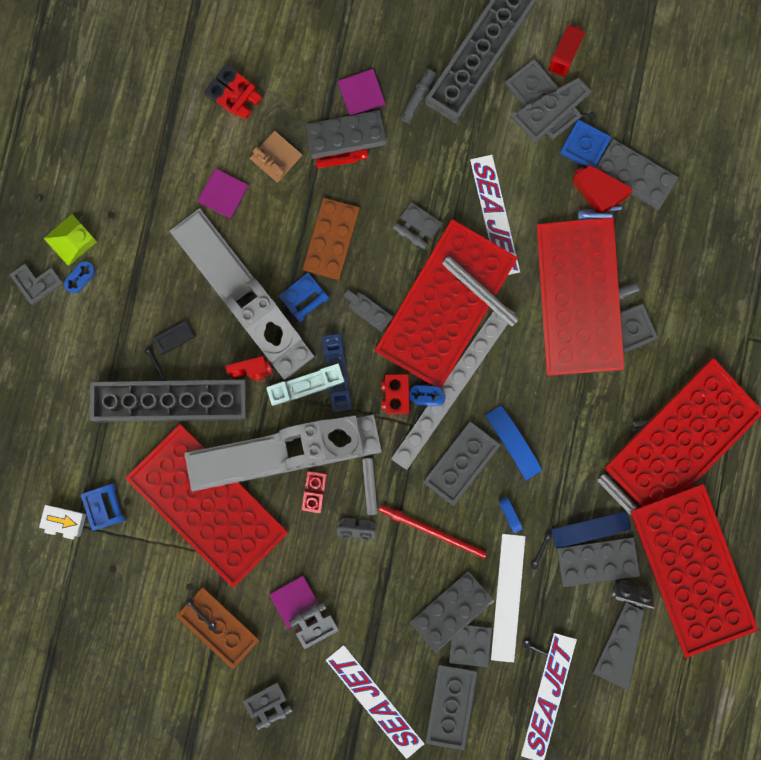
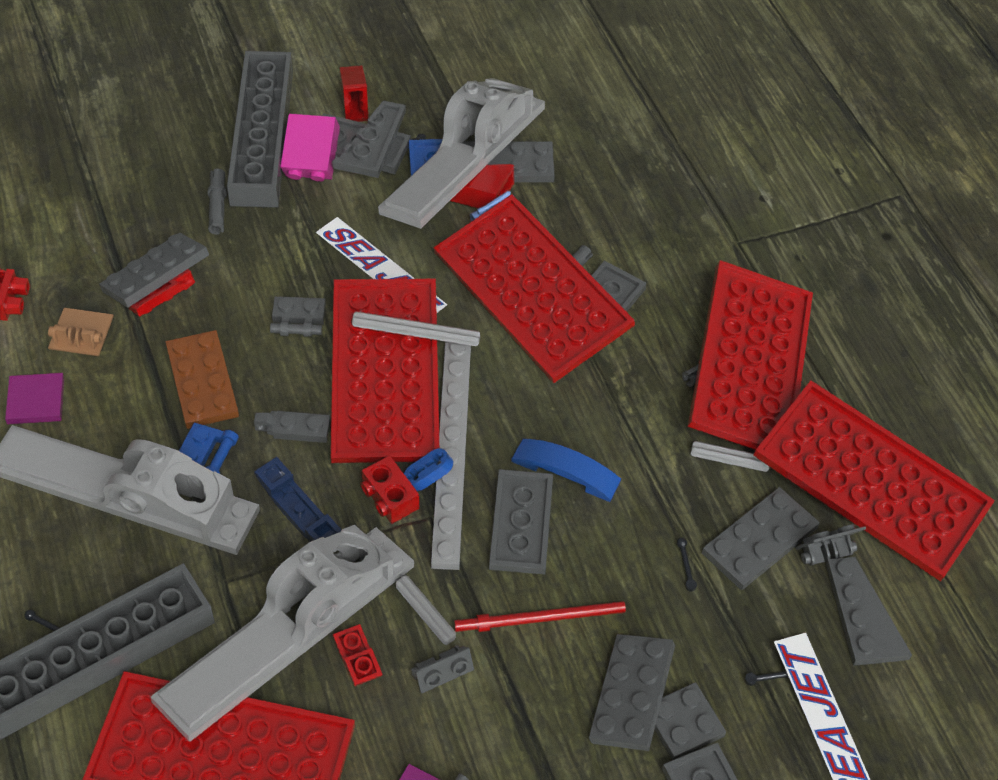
camera: 40 degrees left, 30 degrees down
(173, 337) = (57, 582): black tile -> none
(256, 369) = (185, 545): red plate -> none
(305, 385) = (270, 540): light aqua slope -> none
(361, 92) = (147, 227): magenta tile -> none
(503, 90) = (310, 147): none -> dark pink brick
(508, 598) = (689, 643): white sticker -> none
(510, 514) = (620, 542): blue beam -> none
(591, 529) = (723, 507): dark blue slope -> none
(593, 165) = (496, 116): none -> light grey piece

